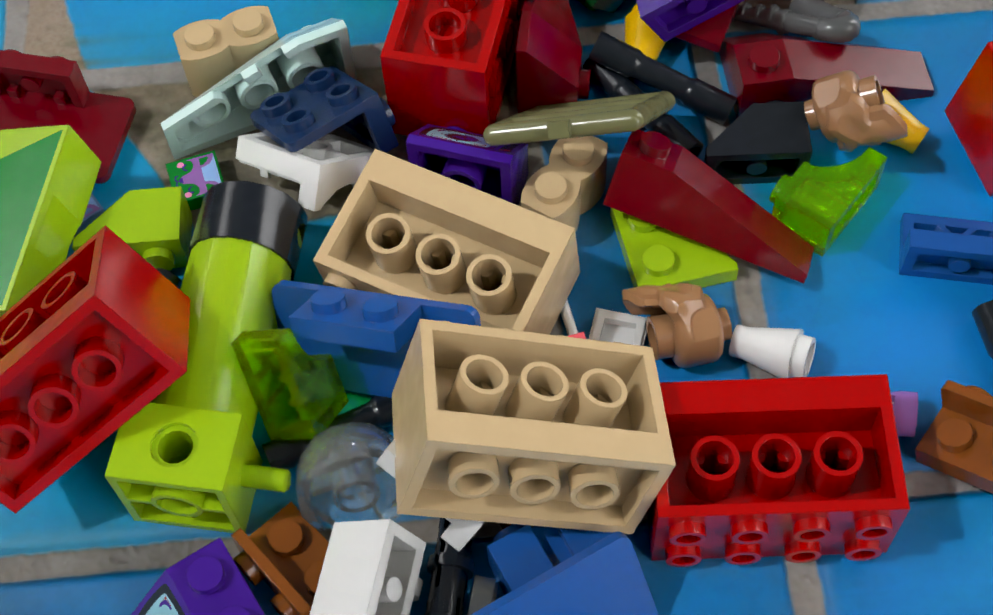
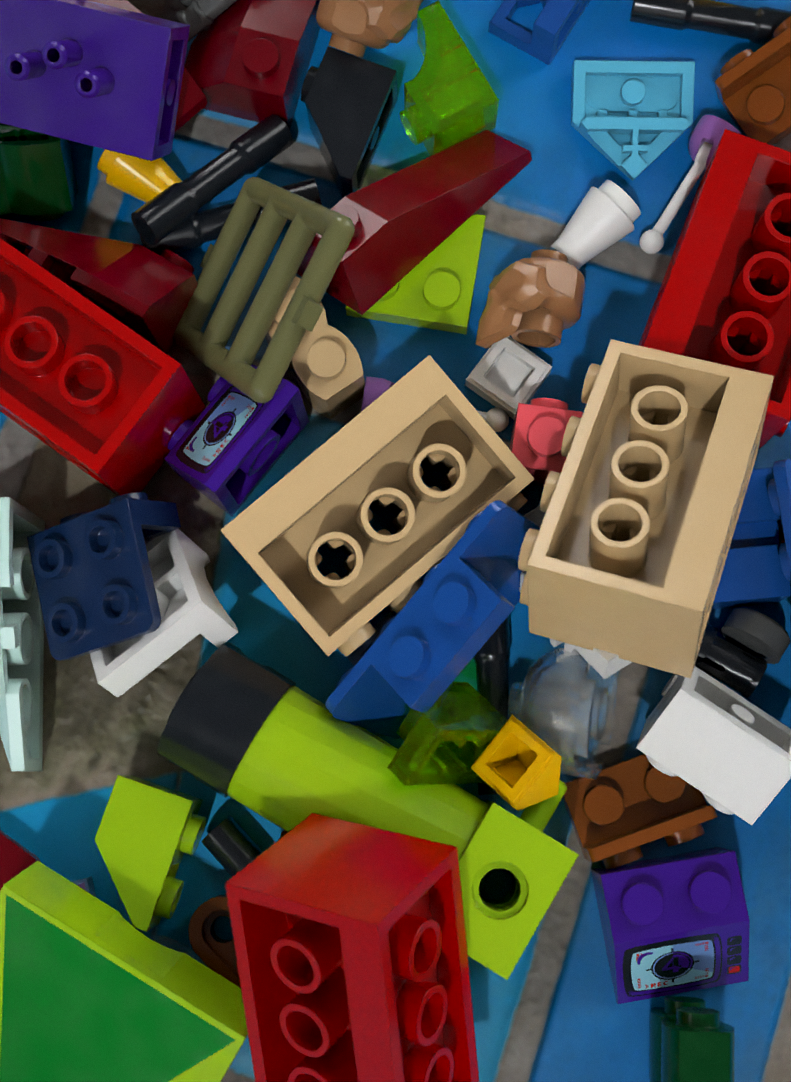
camera: 65 degrees left, 20 degrees up
(195, 176) = (92, 753): tile -> none
(281, 436) = (519, 766): none -> yellow slope
(896, 339) = (632, 108): none -> medium azure slope

